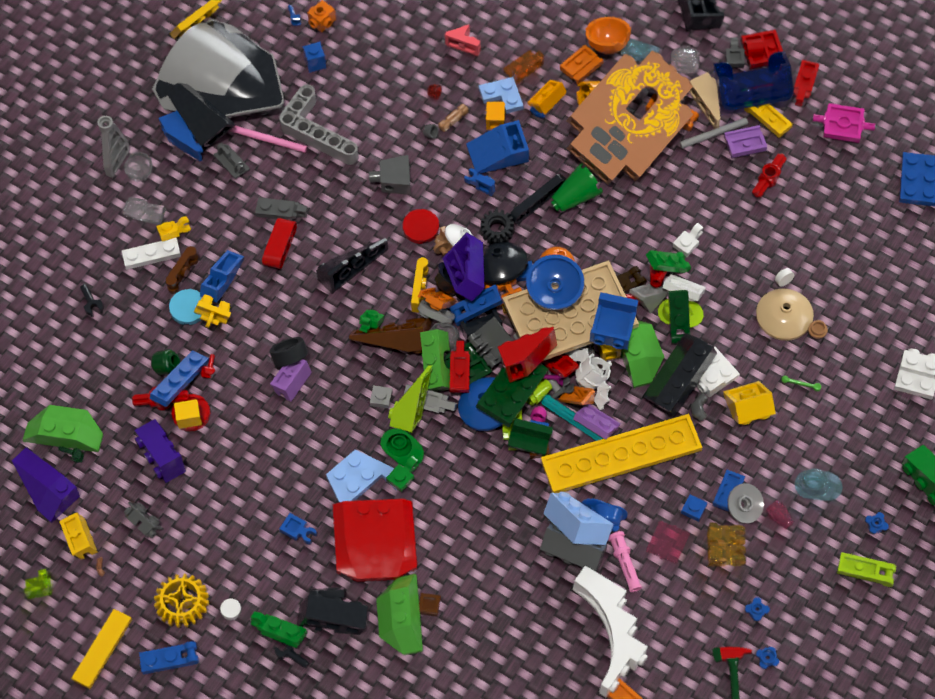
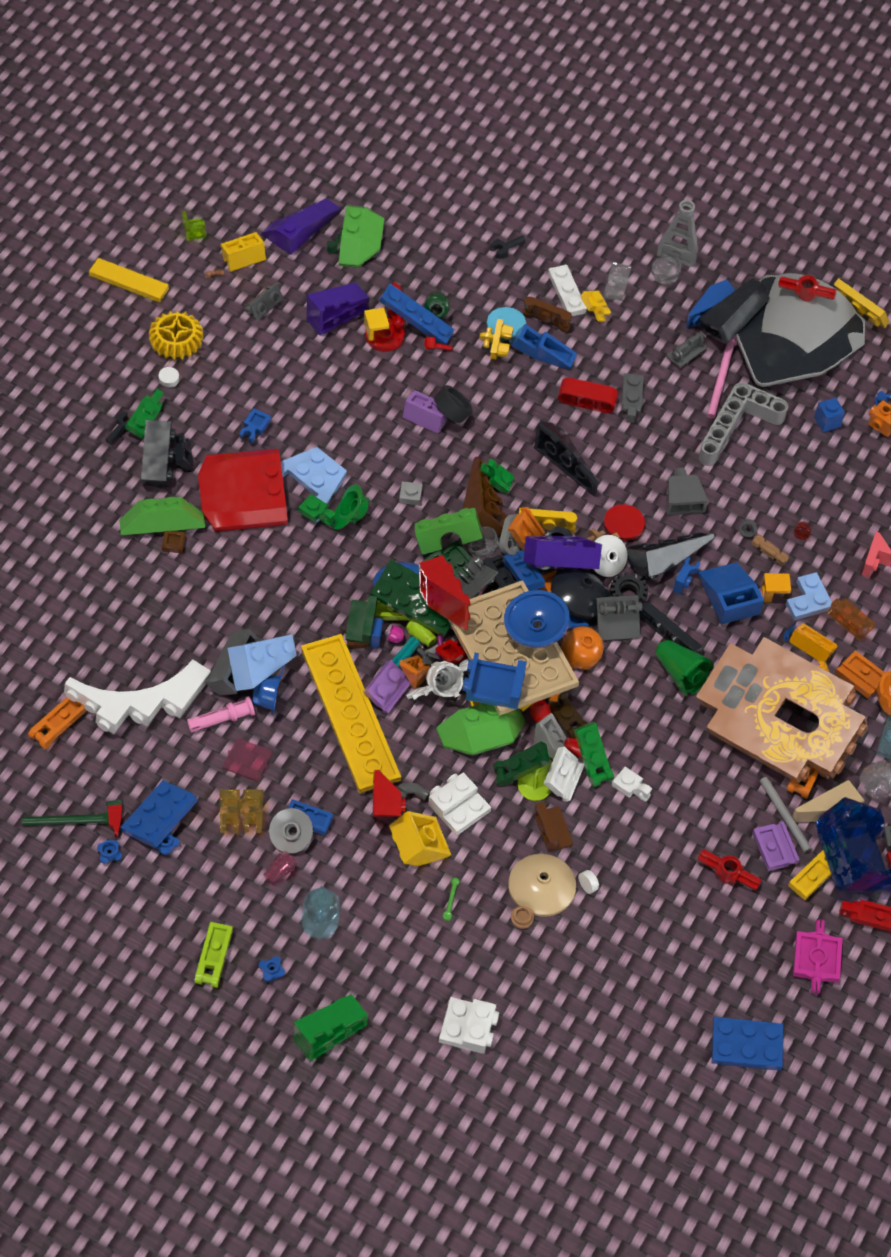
camera: 80 degrees right, 5 degrees down
(168, 658) = (118, 330): blue plate -> none
(191, 54) = (807, 288): none -> red axle
(409, 409) = (392, 506): lime slope -> none
(436, 401) = (405, 532): light grey hinge -> none
(458, 198) = (659, 558): none -> wedge
(459, 369) = (451, 551): red hinge -> none
(526, 233) = (618, 617): none -> dark grey hinge
(680, 374) = (443, 763): black slope -> none
(694, 508) = (288, 784): blue plate -> none
(720, 423) = (386, 798): none -> red slope
(731, 613) = (159, 814): none -> blue plate
(732, 302) = (552, 827): none -> reddish brown panel

